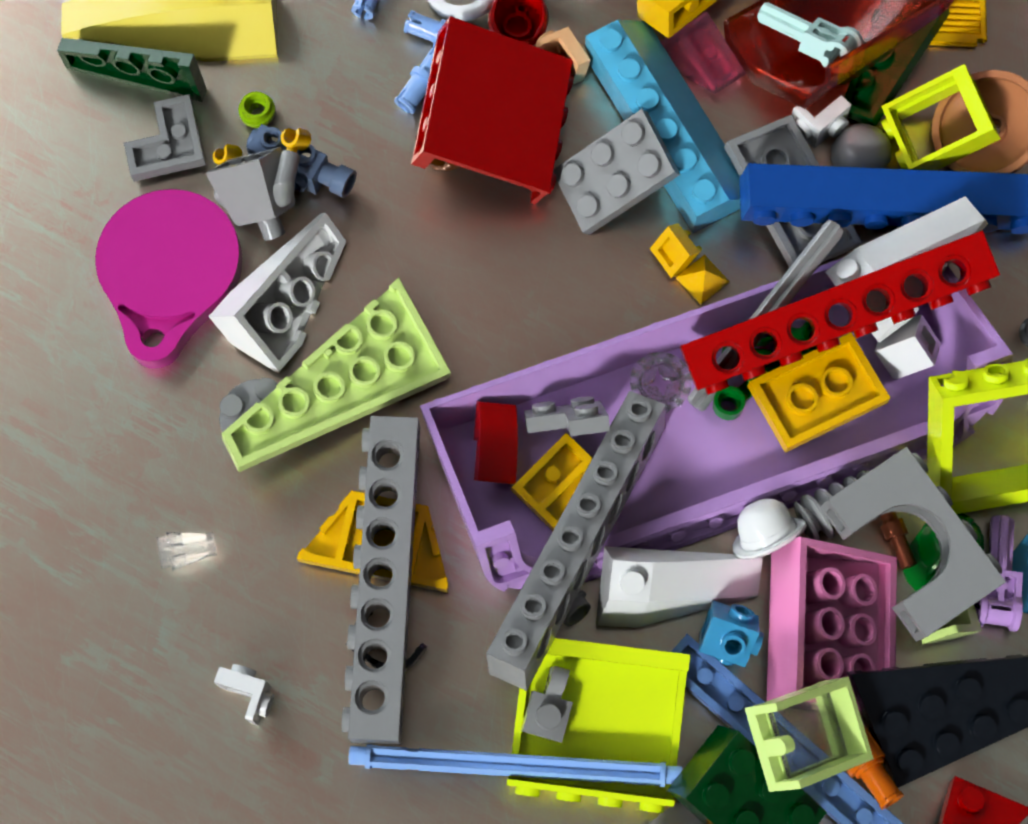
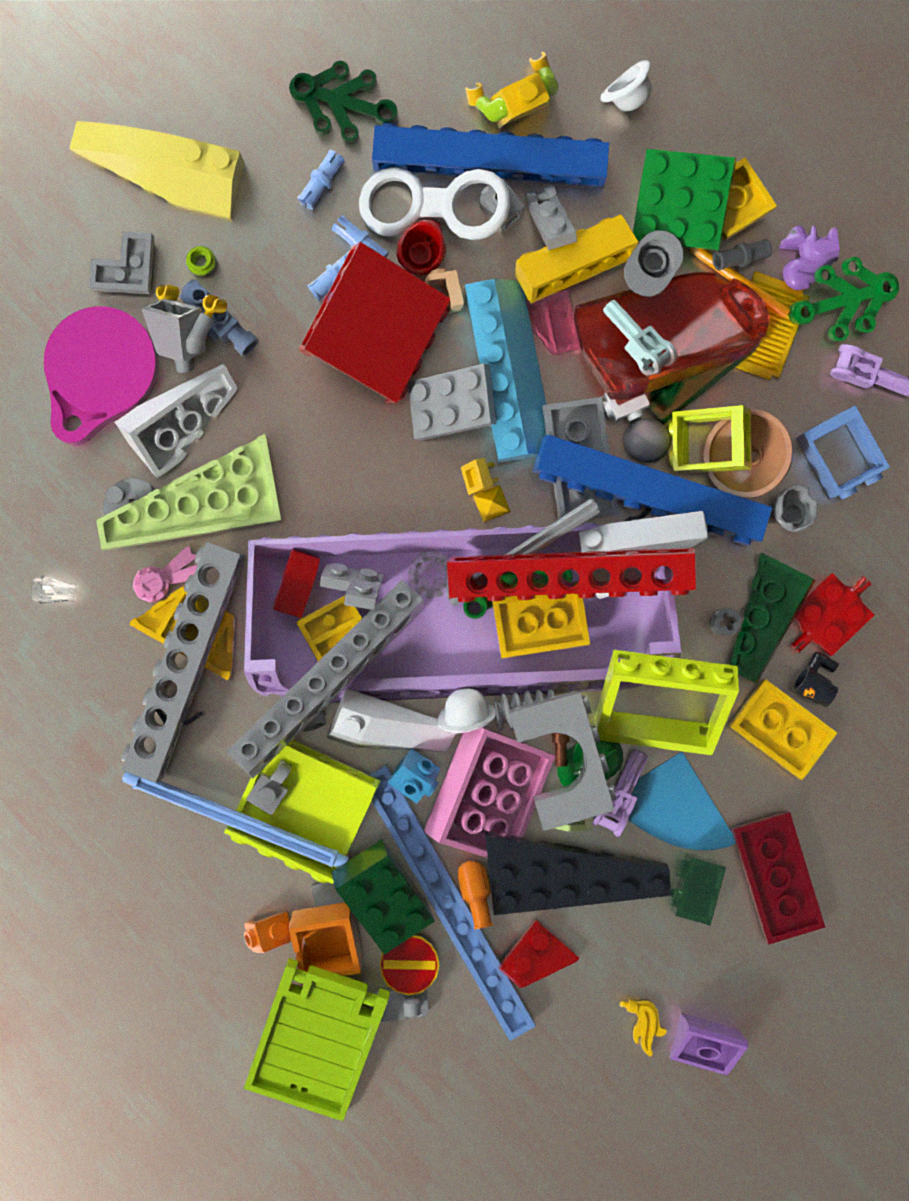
camera: 15 degrees right, 15 degrees up
(143, 67) = (115, 197): dark green wing -> none
(242, 681) = (67, 700): white bracket -> none
(312, 499) = (154, 583): none -> bright pink piece
(809, 735) = (436, 873): yellowish green window -> none
(909, 348) = (621, 611): white panel -> none

